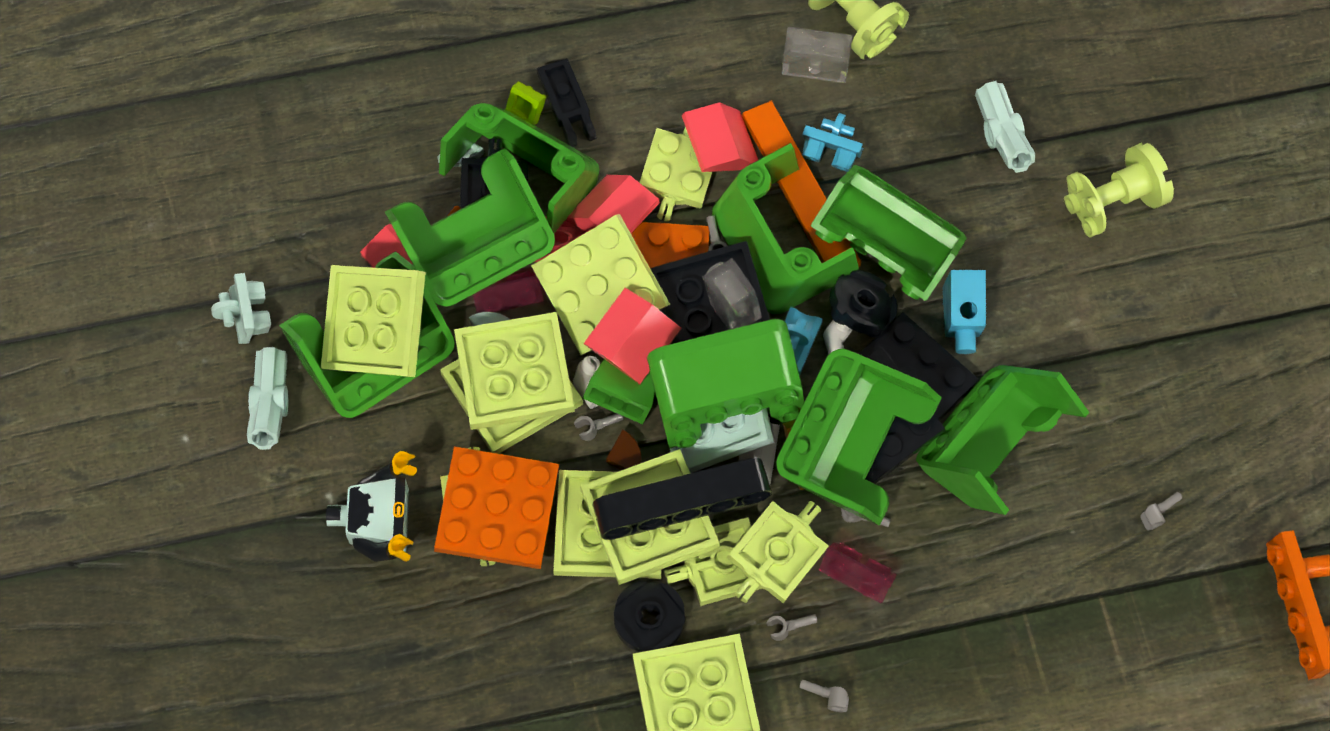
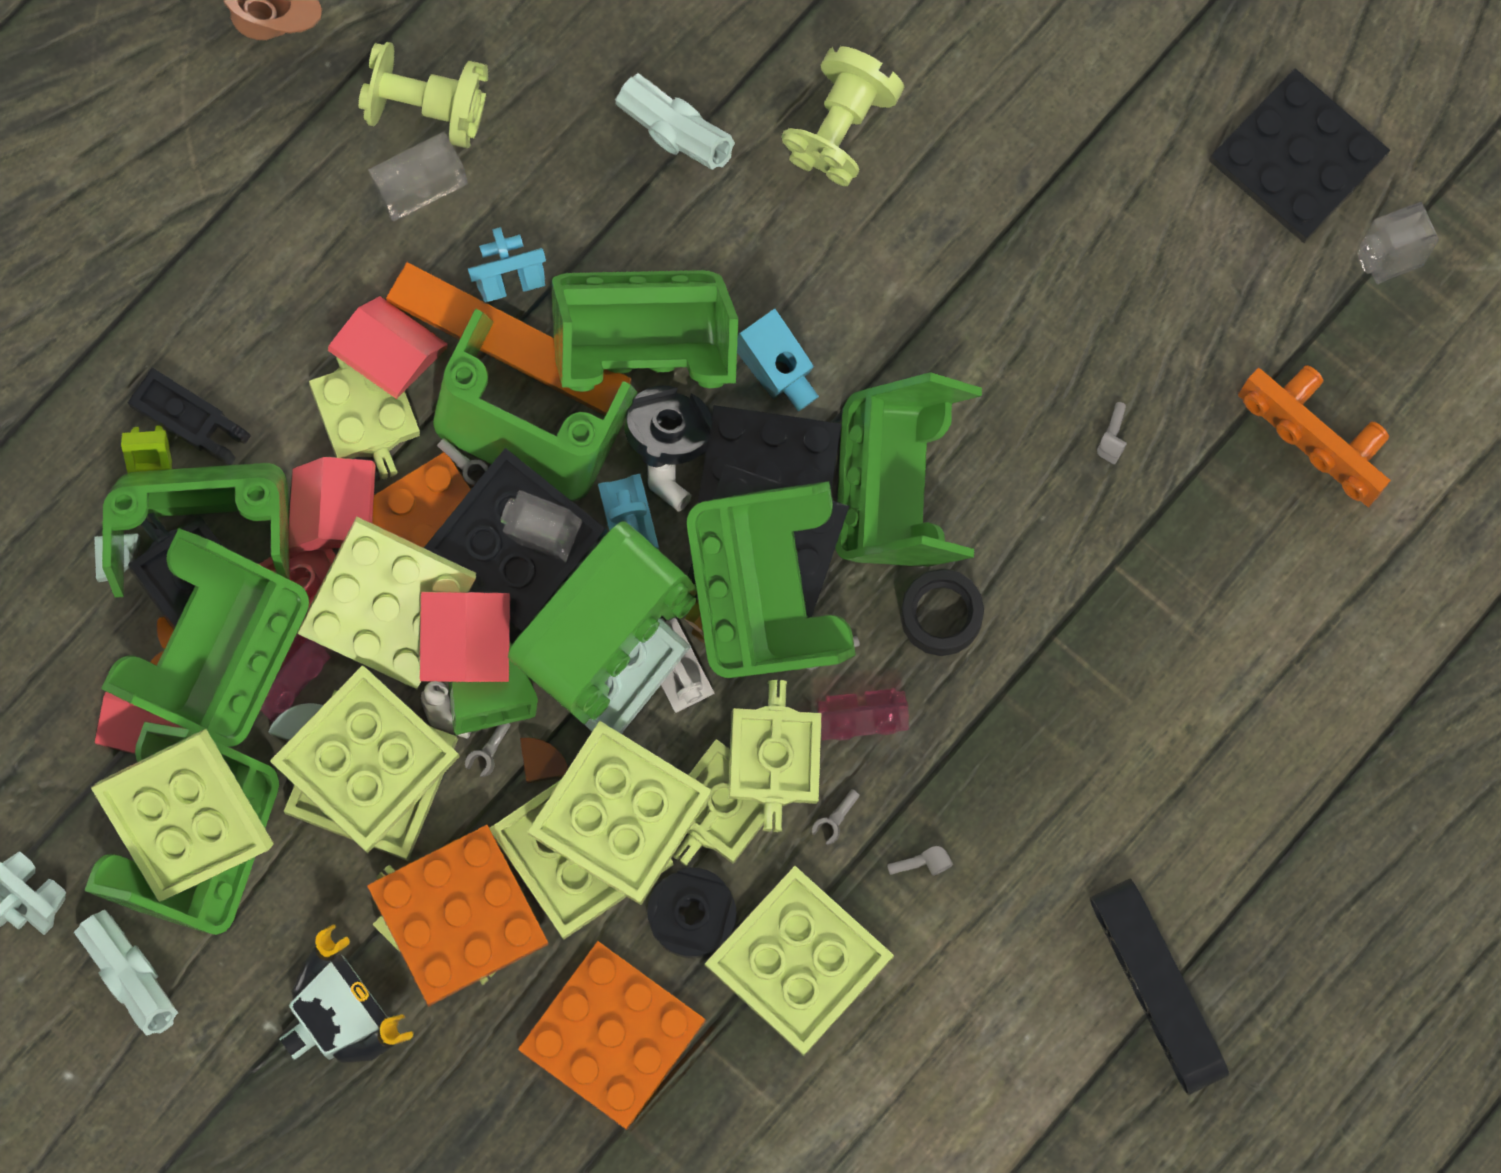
camera: 35 degrees left, 10 degrees up
(538, 658) = (612, 1035): none -> orange plate
(681, 498) = (643, 774): black beam -> none
(971, 519) = (942, 579): none -> black tyre

